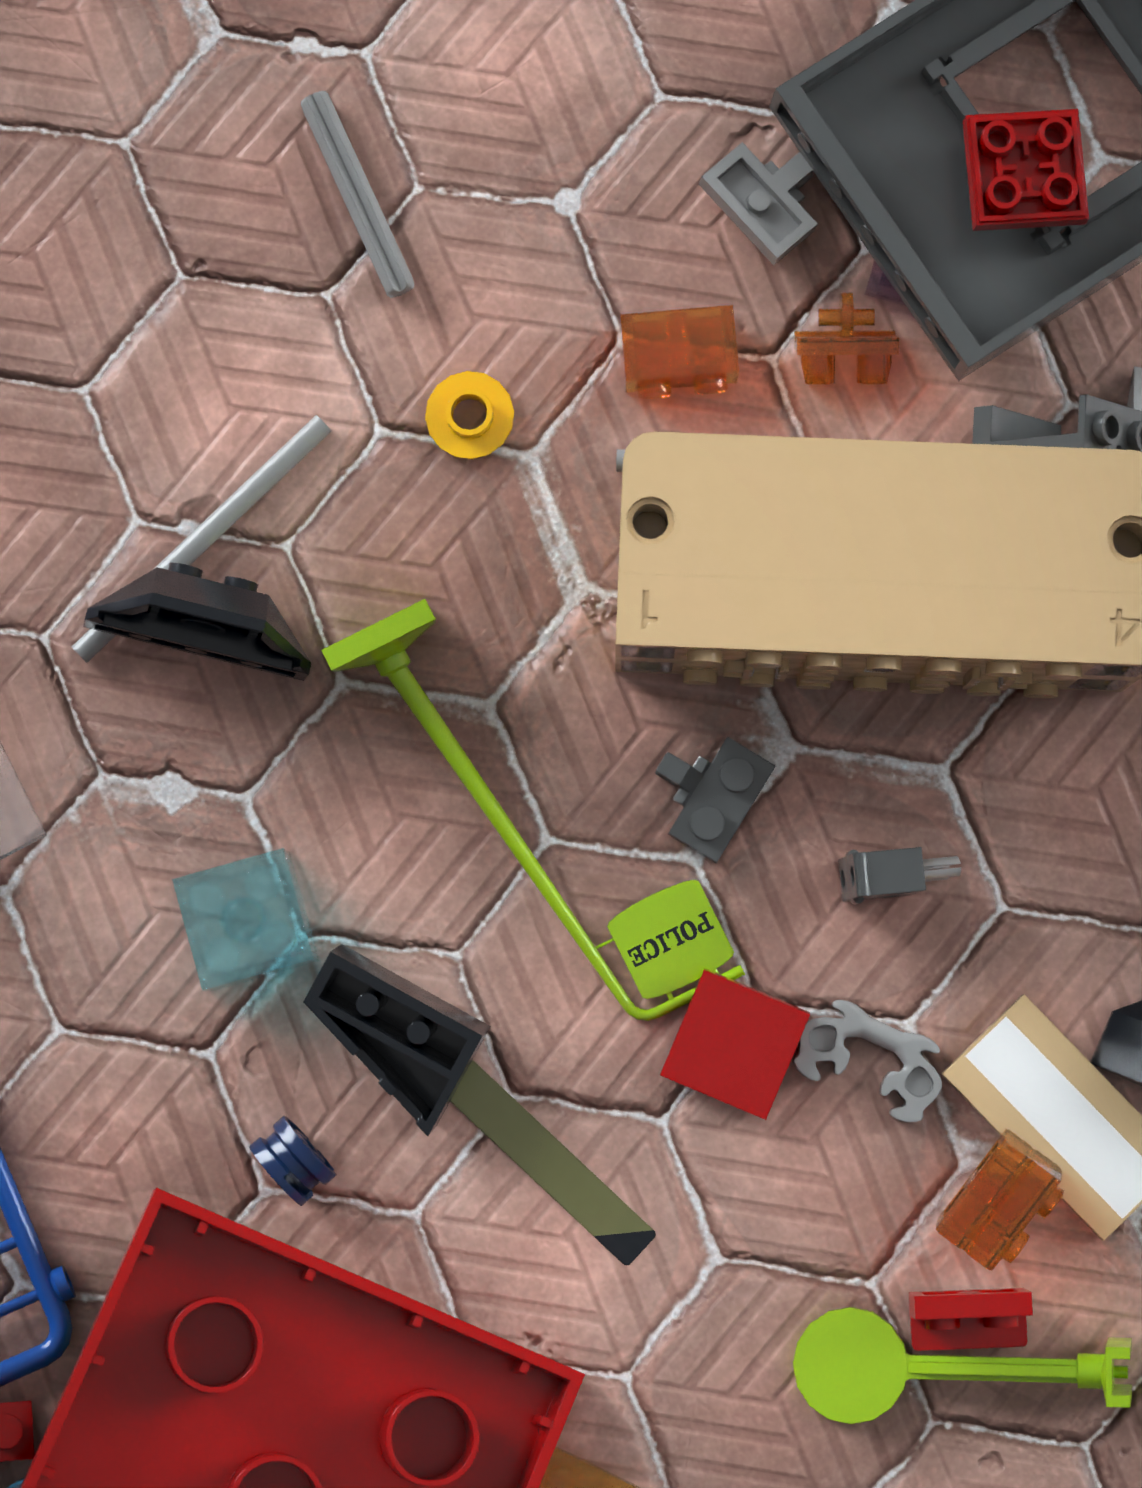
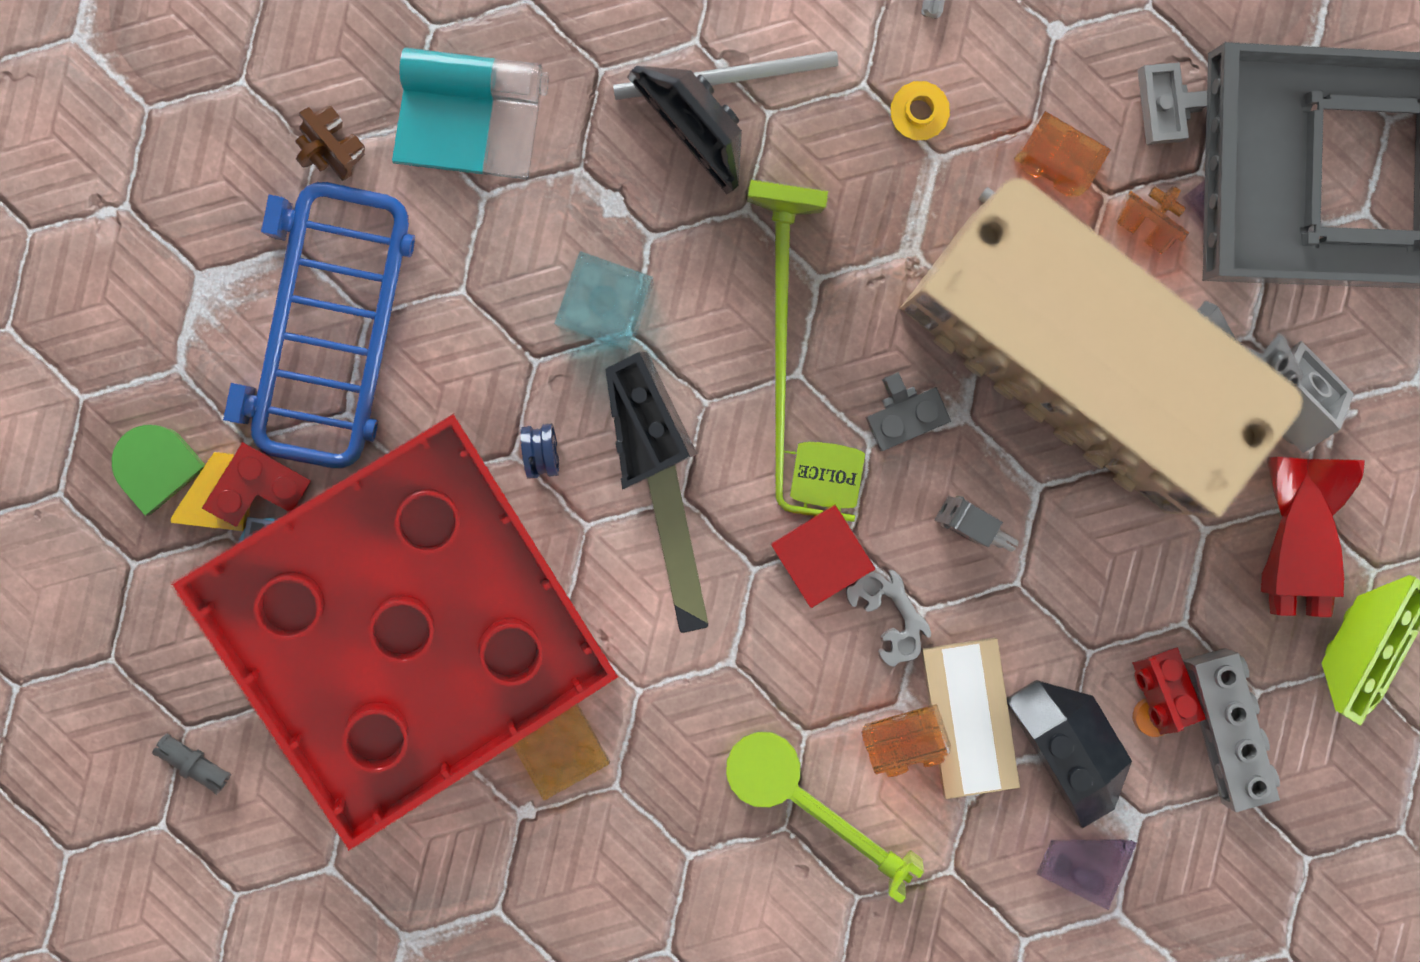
camera: 30 degrees right, 5 degrees up
(969, 1318) = (845, 790): red bracket -> none
(1025, 169) = (1329, 187): red tile -> none

